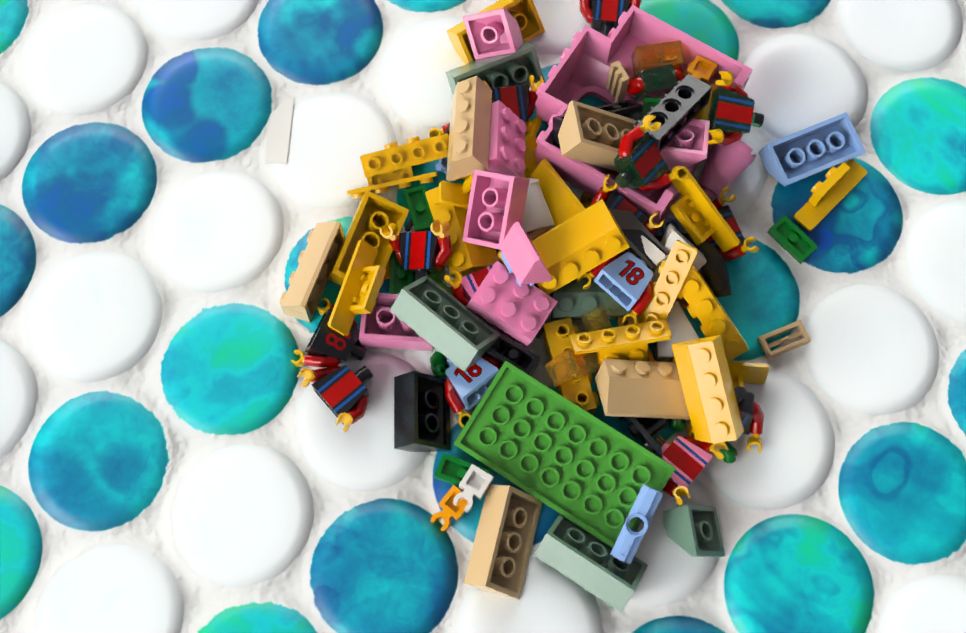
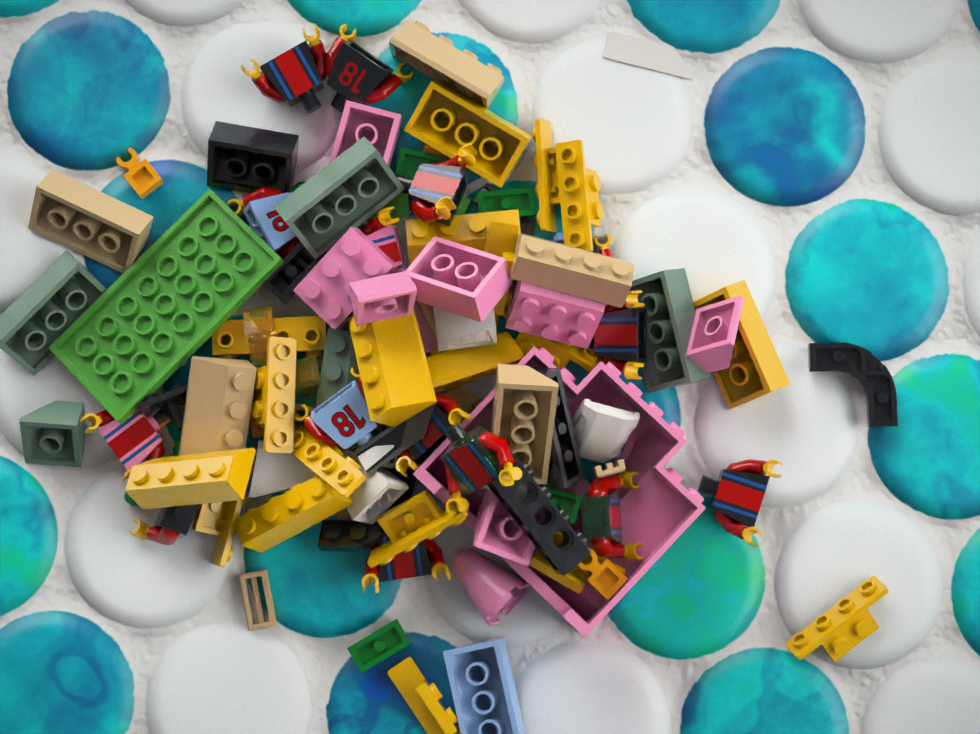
camera: 105 degrees right, 15 degrees up
(358, 289) = (401, 107): yellow bracket -> none
(453, 469) = (174, 191): green plate -> none
(474, 485) = (153, 199): white plate -> none
(587, 88) = (602, 430): none -> white slope
(629, 539) = (78, 373): light blue piece -> none
(657, 55) = (634, 527): clear yellow slope -> none
(731, 112) = (528, 593): torso -> none

